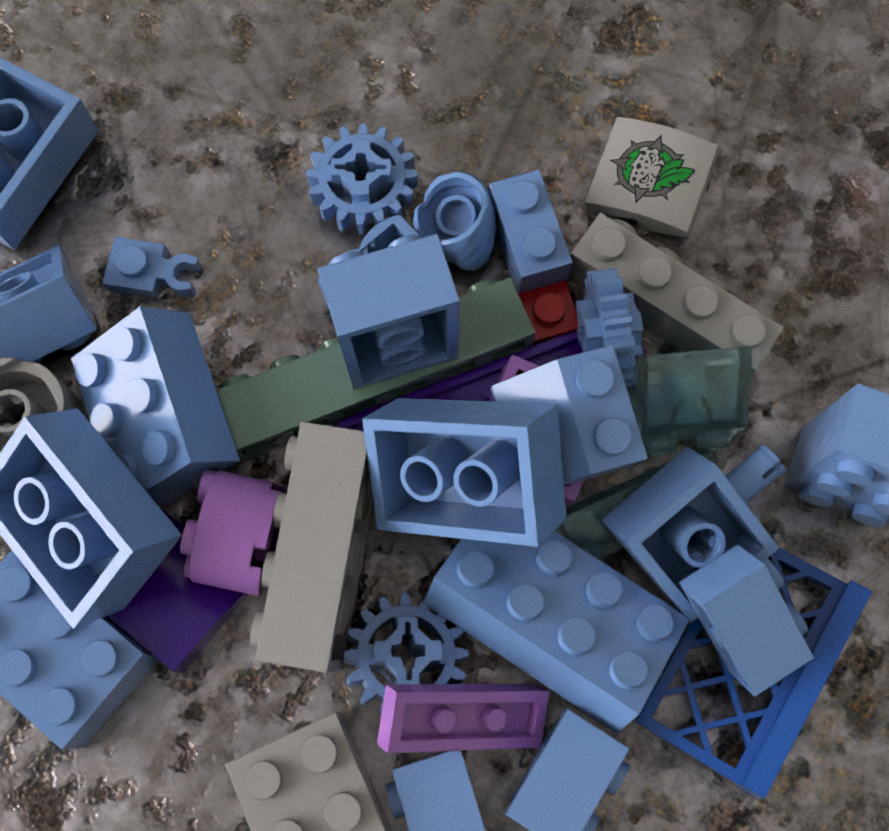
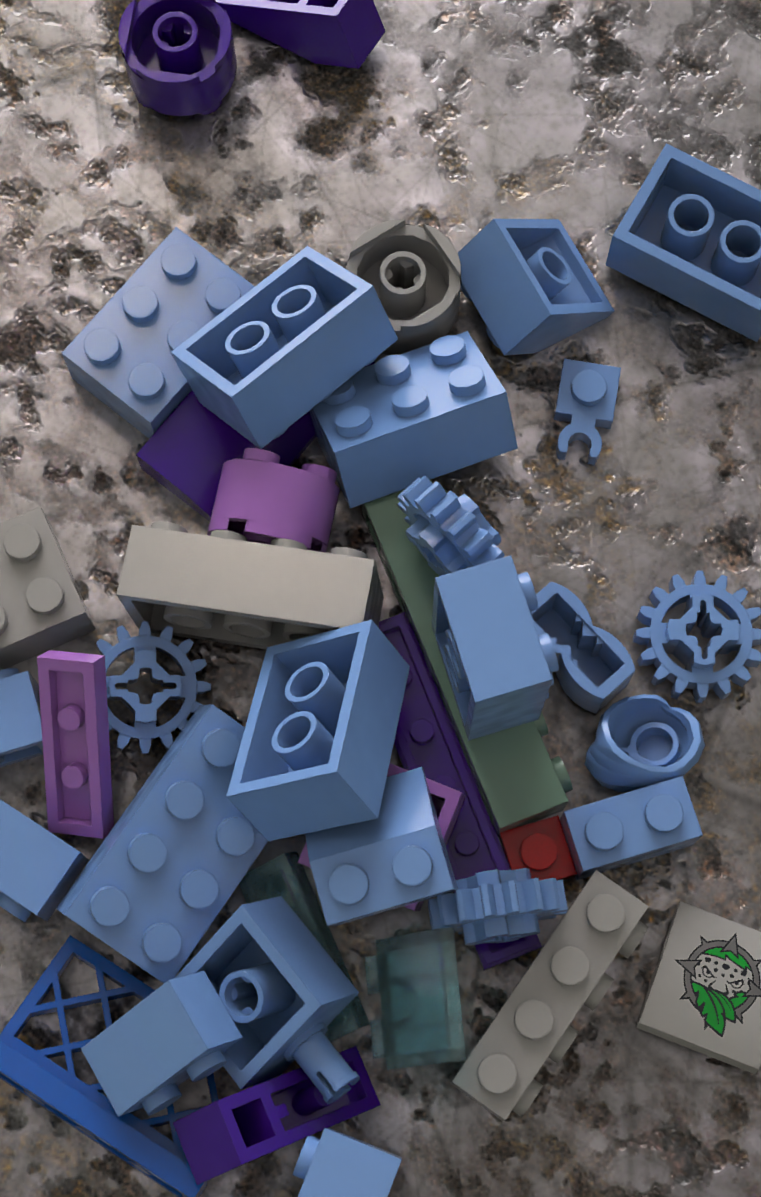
camera: 90 degrees right, 0 degrees up
(277, 354) = (447, 527): none -> medium blue gear
(816, 546) = (267, 1119): none -> dark purple slope

